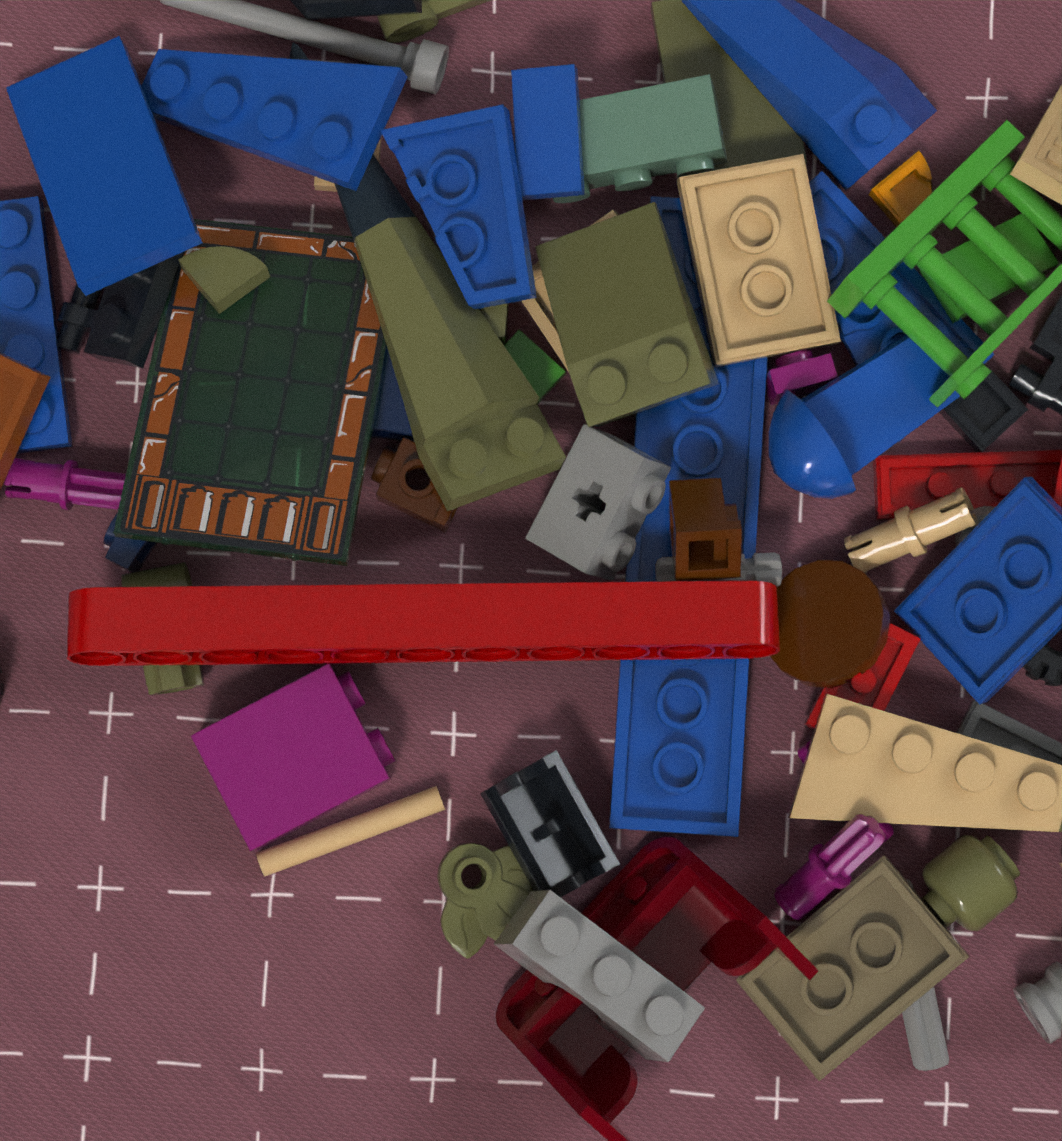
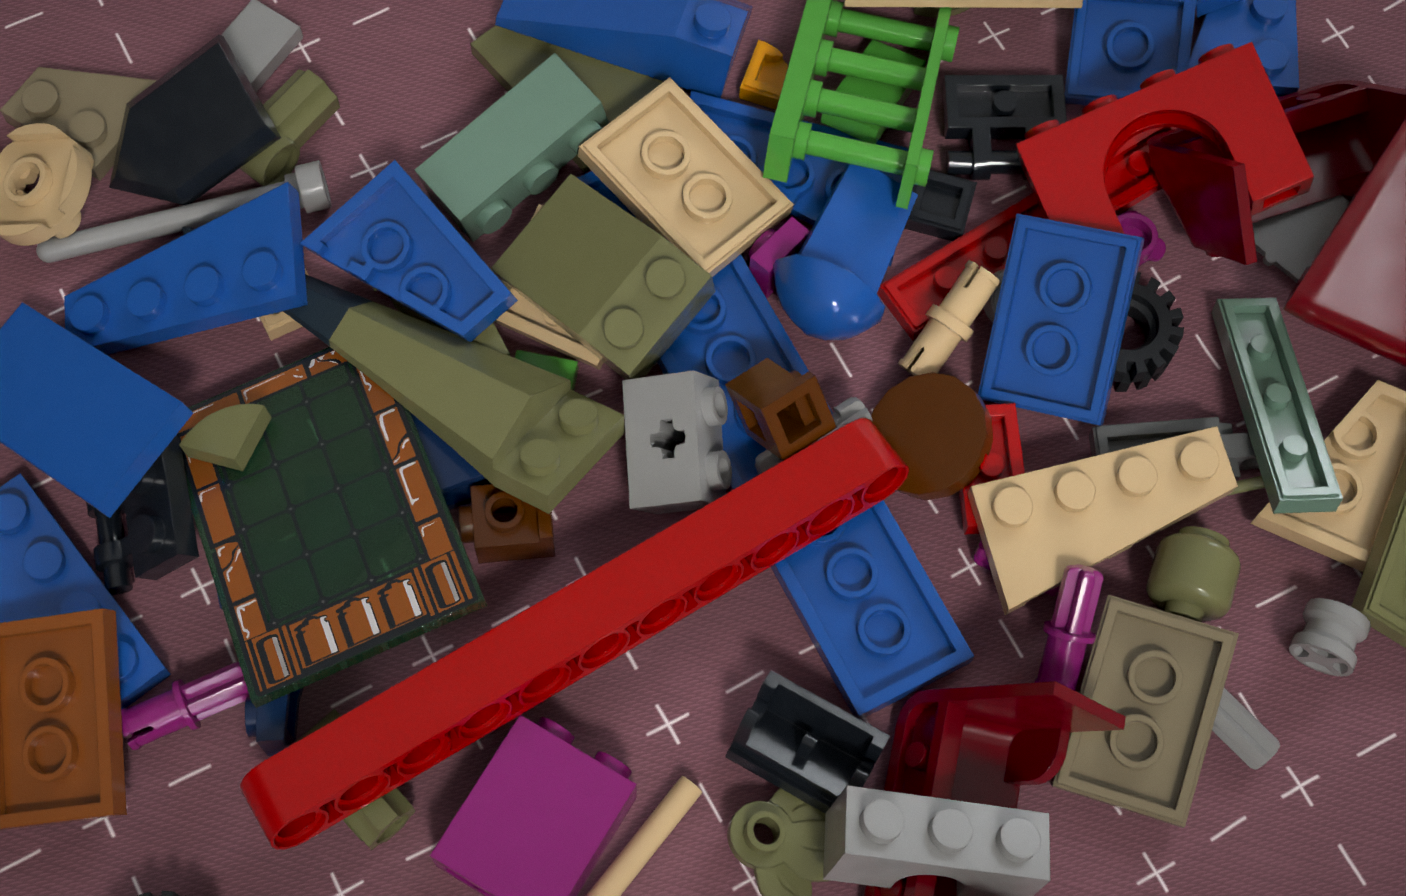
camera: 30 degrees left, 15 degrees down
(548, 131) = (446, 168): blue tile -> none

